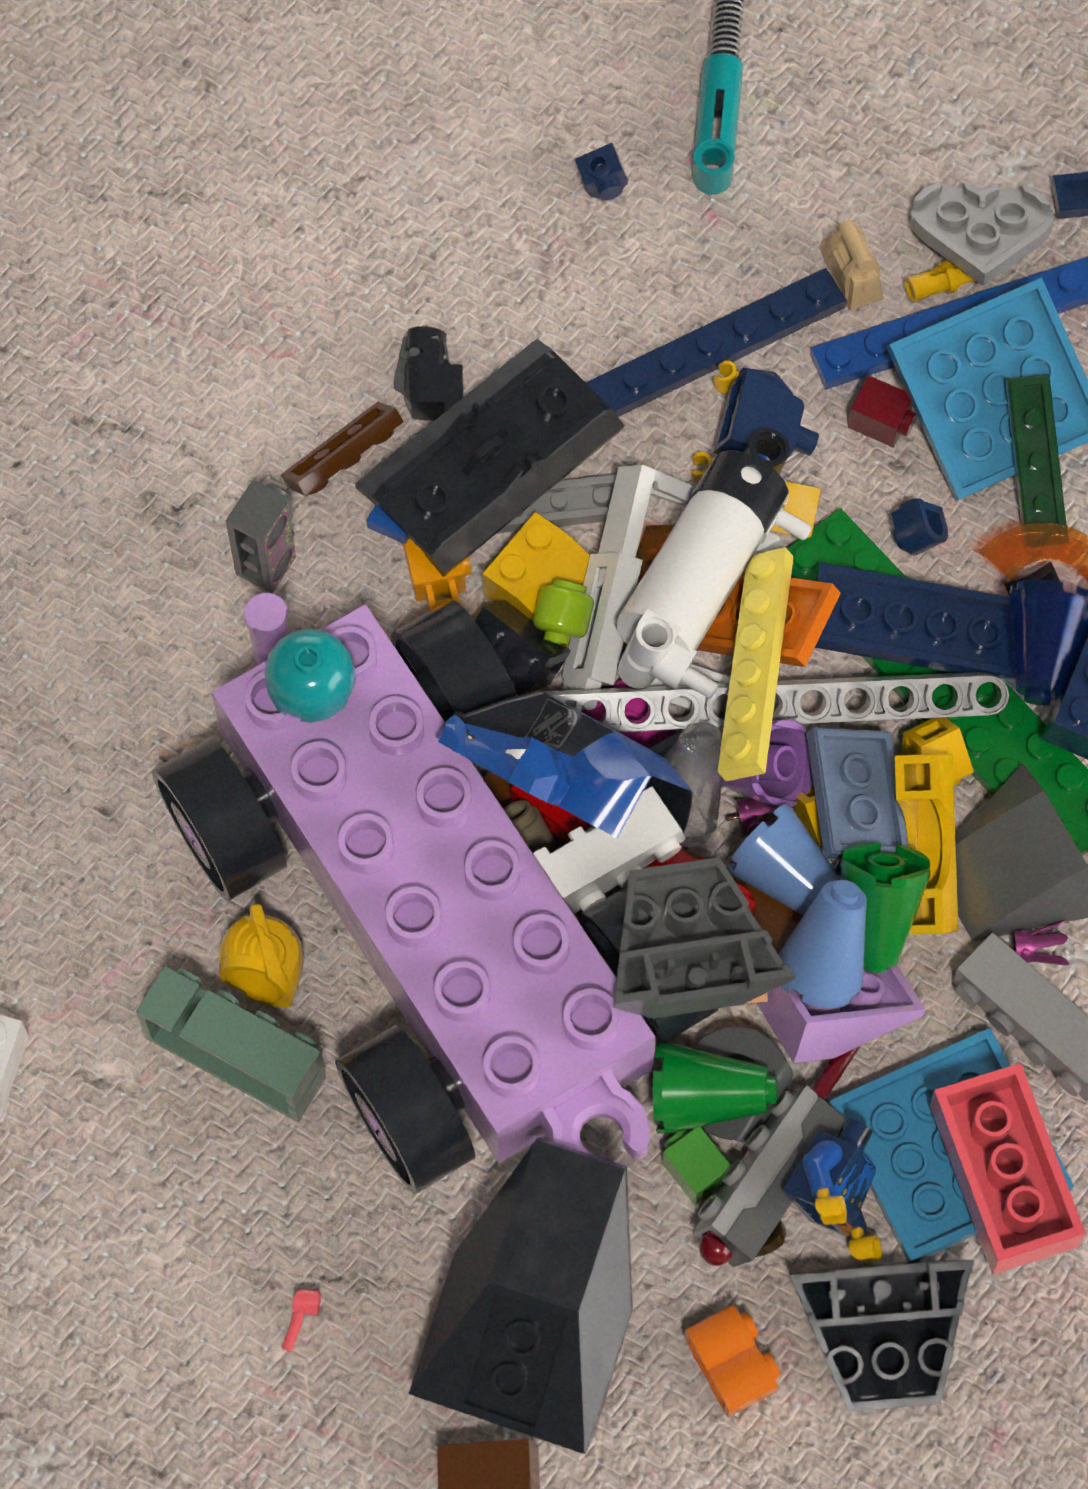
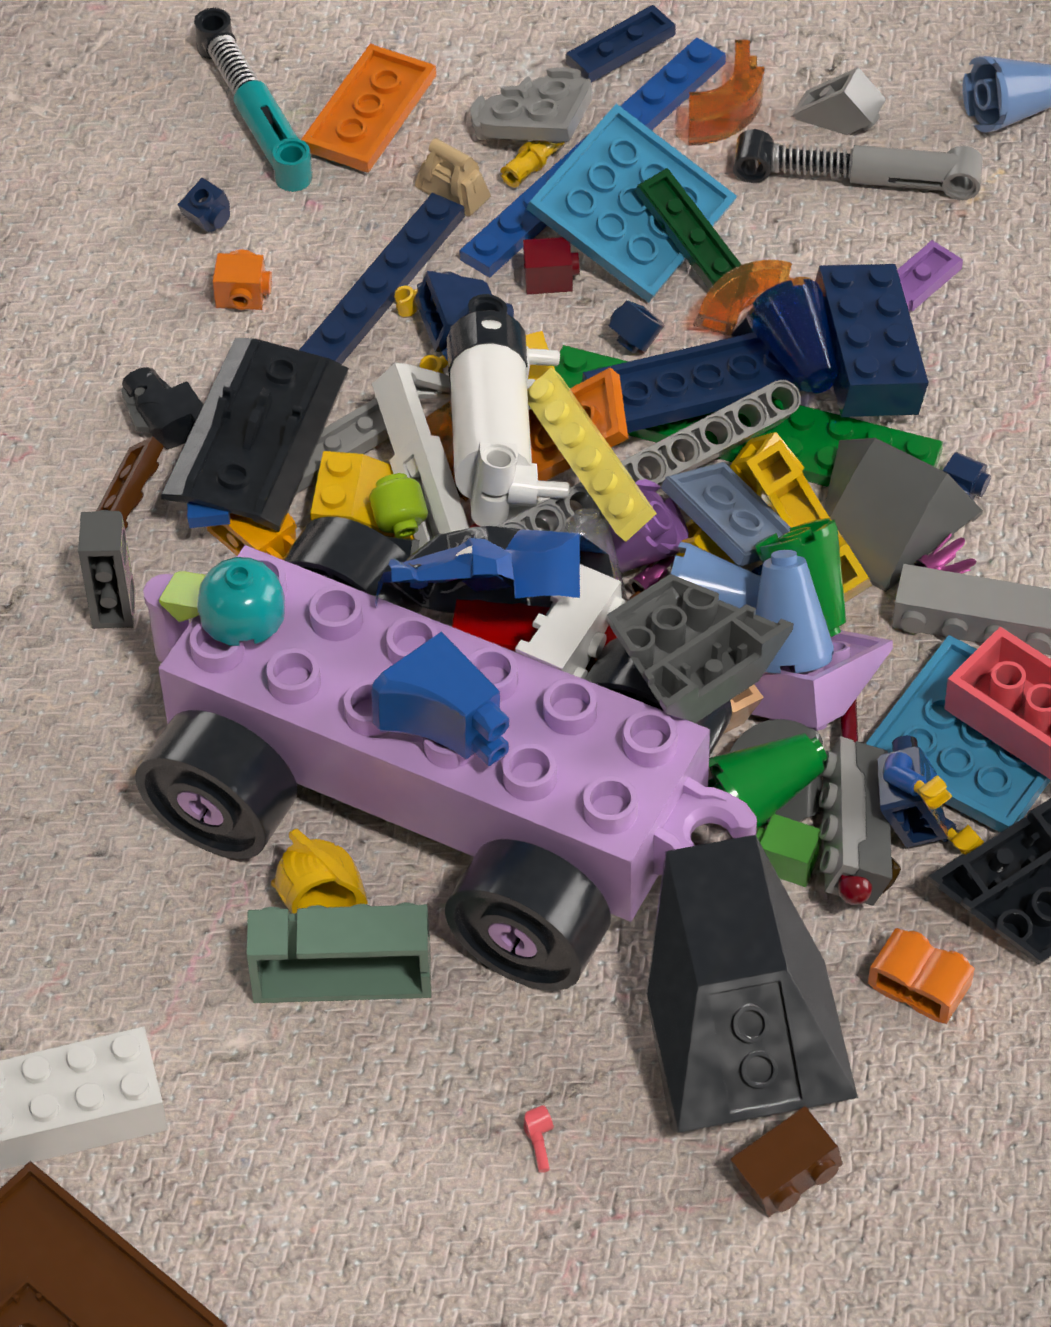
camera: 30 degrees left, 15 degrees down
(274, 626) = (181, 595): none -> lime slope
(411, 883) = (443, 699): none -> blue hips
(586, 273) = (241, 280): none -> orange brick
(827, 137) = (369, 107): none -> orange plate

